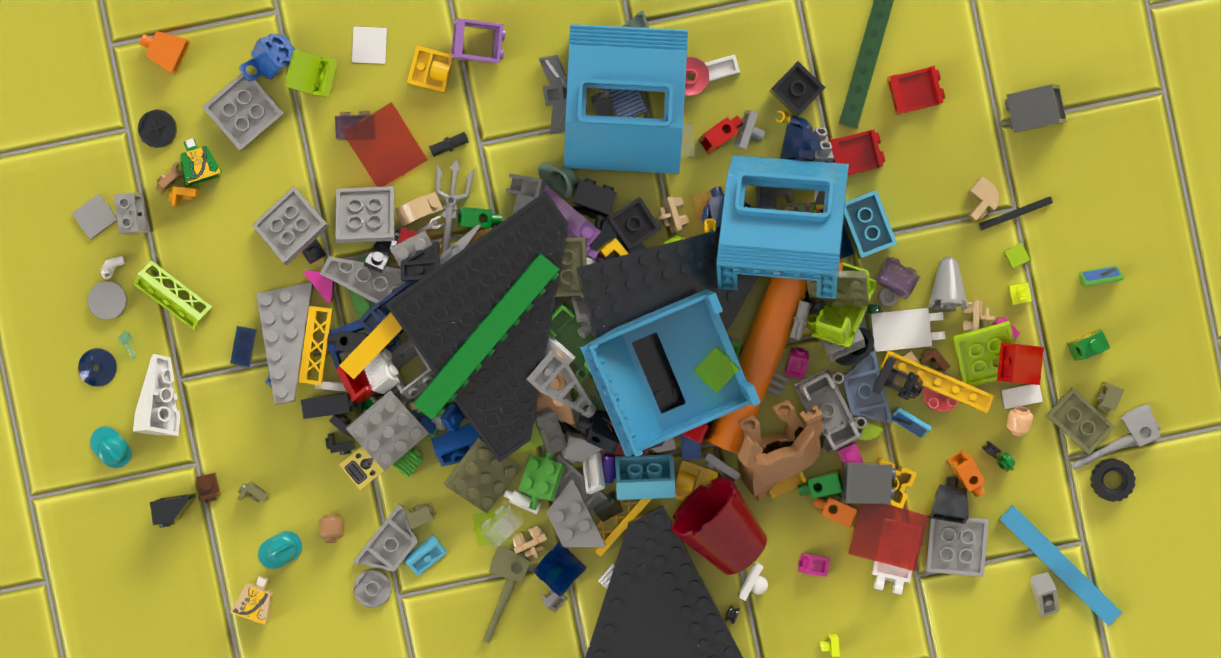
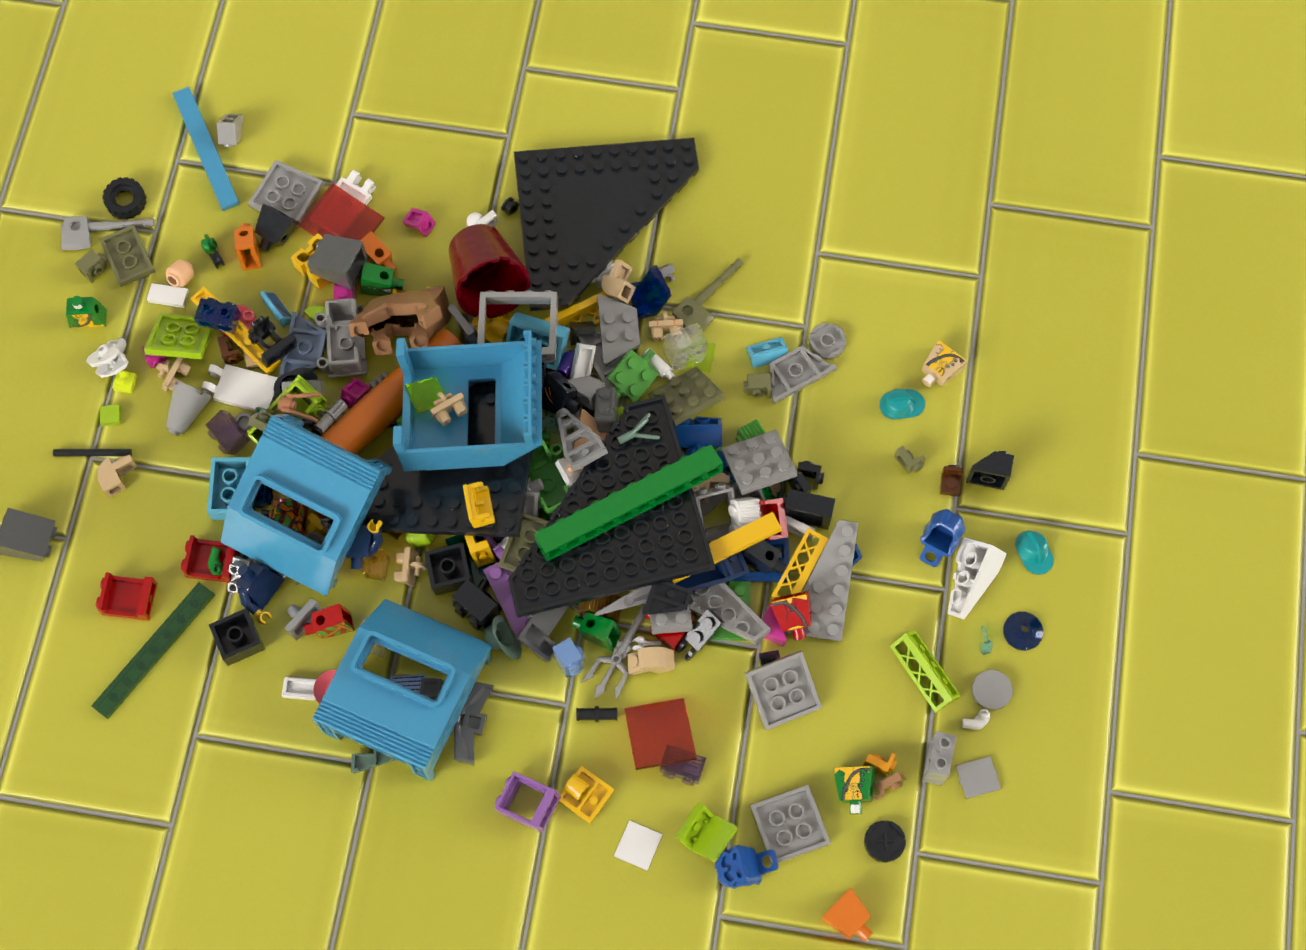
camera: 160 degrees left, 20 degrees down
(198, 427) = (942, 535): none -> blue piece
(243, 346) = (871, 596): clear blue plate -> none
(306, 298) = (793, 612): none -> red torso
(331, 528) = (846, 403): medium nougat head -> none
(361, 468) = (800, 447): sticker -> none
(365, 214) = (705, 673): light grey plate -> none
(490, 182) = (569, 657): none -> medium blue brick
(509, 414) = (632, 433): none -> sand green plant
(593, 563) = (616, 283): none -> tan brick
(623, 281) = (478, 504): none -> yellow hinge
(681, 503) = (525, 297): none -> light grey window
(682, 368) = (447, 404): none -> tan hips
(831, 645) = (433, 151): neon yellow tile -> none
(840, 307) = (288, 406): none -> nougat plant
(851, 151) = (214, 562): none -> green arm
(958, 385) = (217, 315): none -> clear blue brick
(1020, 363) = (154, 315): red panel -> none
(1044, 308) = (109, 357): none -> white hinge
(1100, 276) = (44, 368): slope -> none

